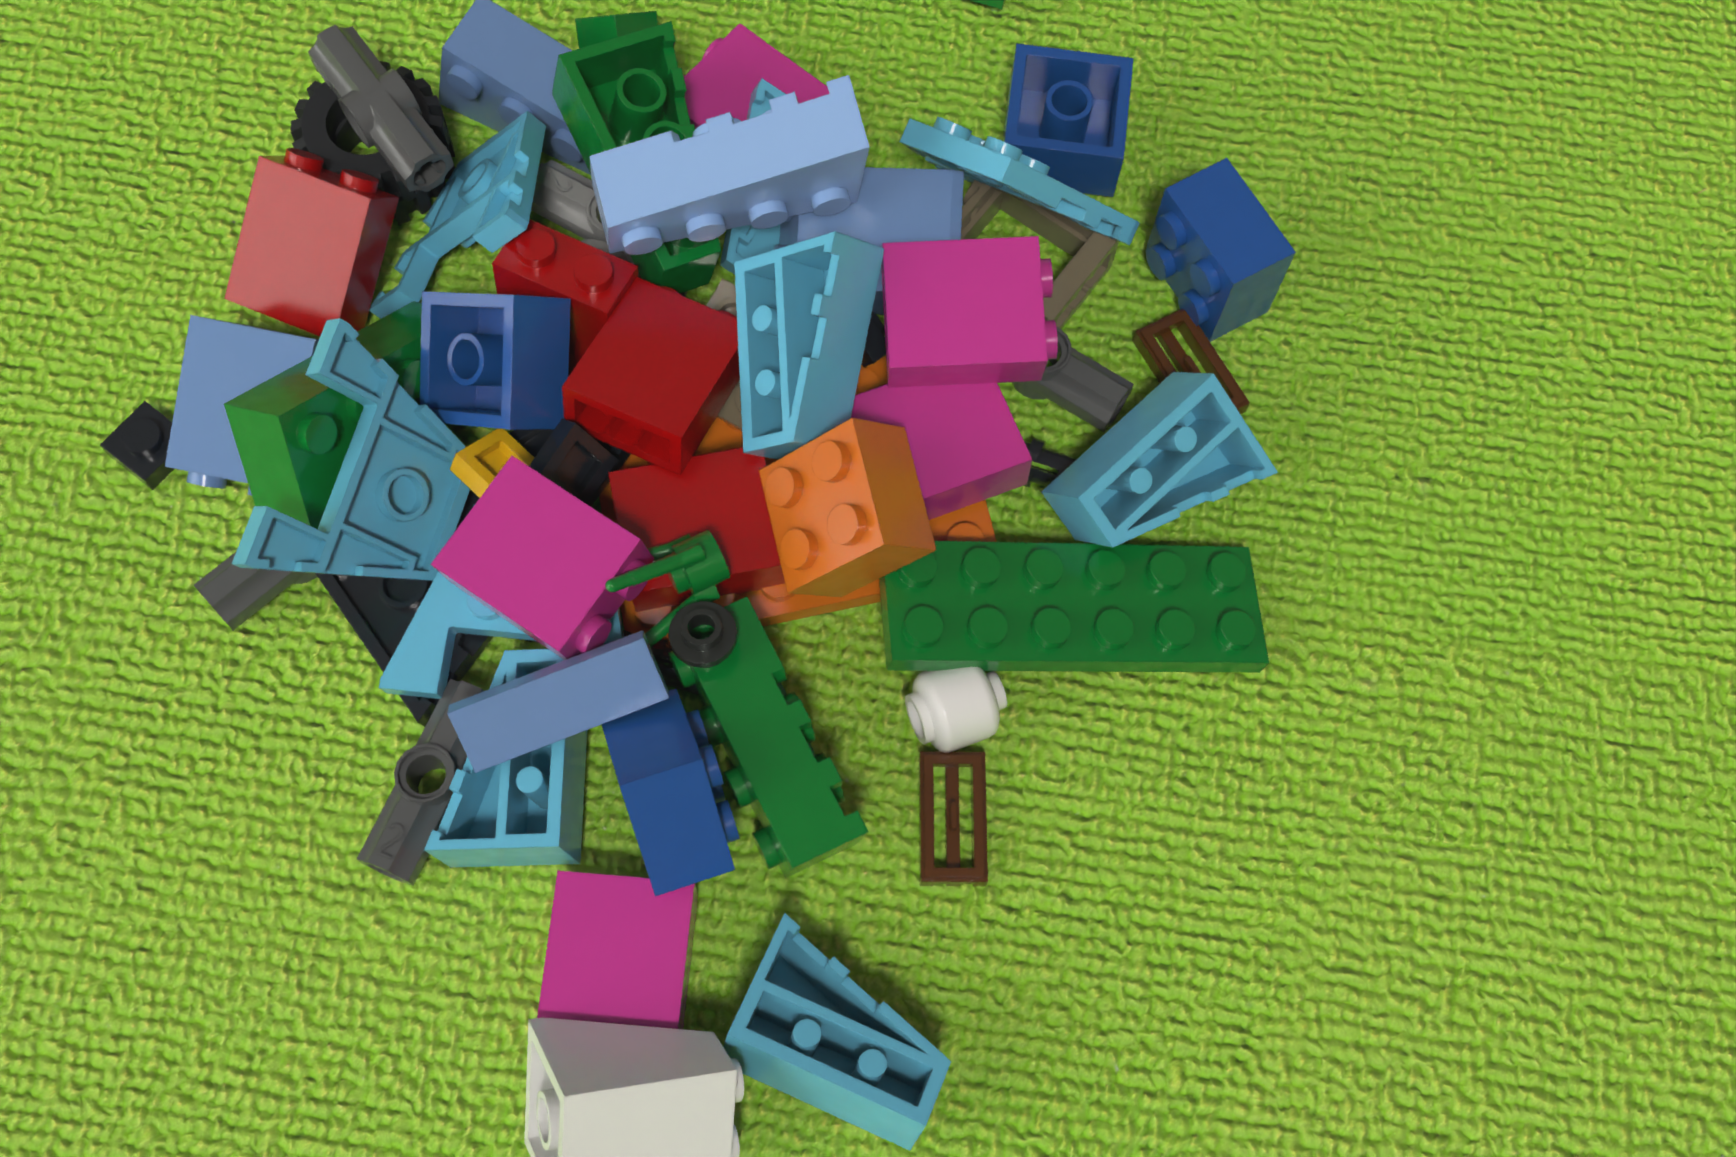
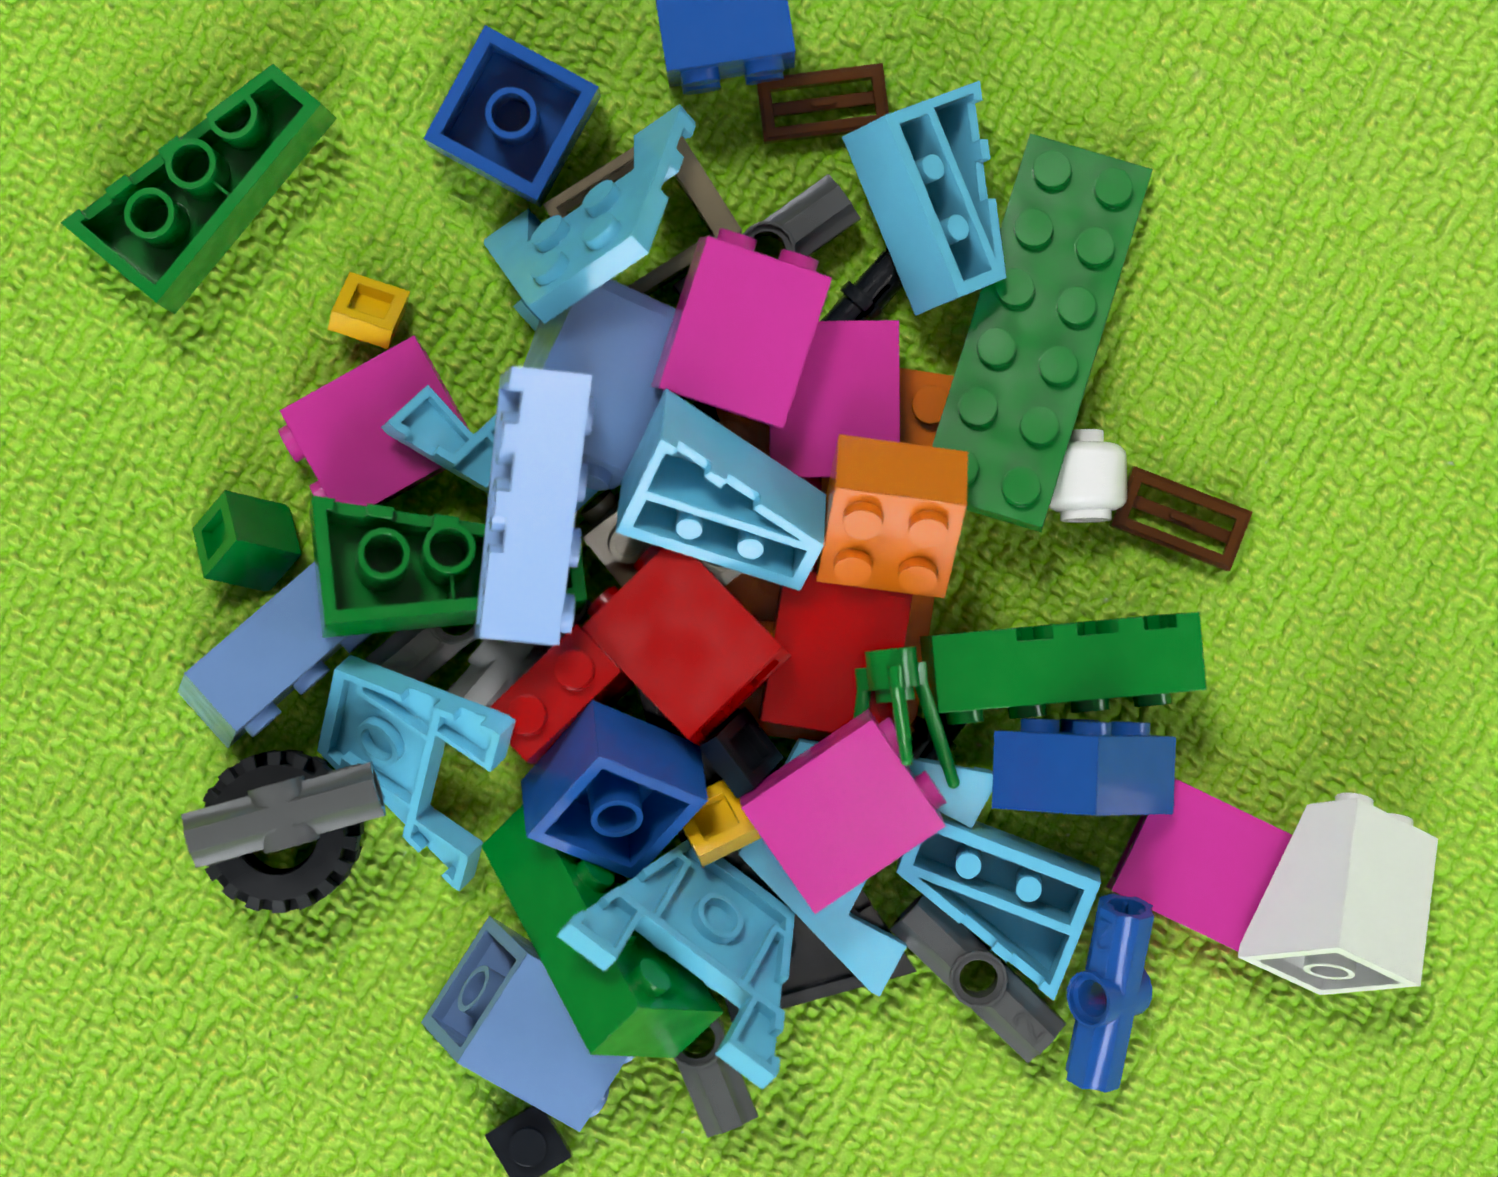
camera: 65 degrees left, 20 degrees up
(310, 242) = (394, 927): brick -> none
(452, 908) = (1109, 992): none -> blue piece
(558, 701) = (978, 840): medium blue tile -> none
(707, 651) = (977, 675): pearl dark grey plate -> none
(833, 1044) = (1346, 707): medium azure wedge -> none
(863, 67) = (368, 310): none -> yellow plate

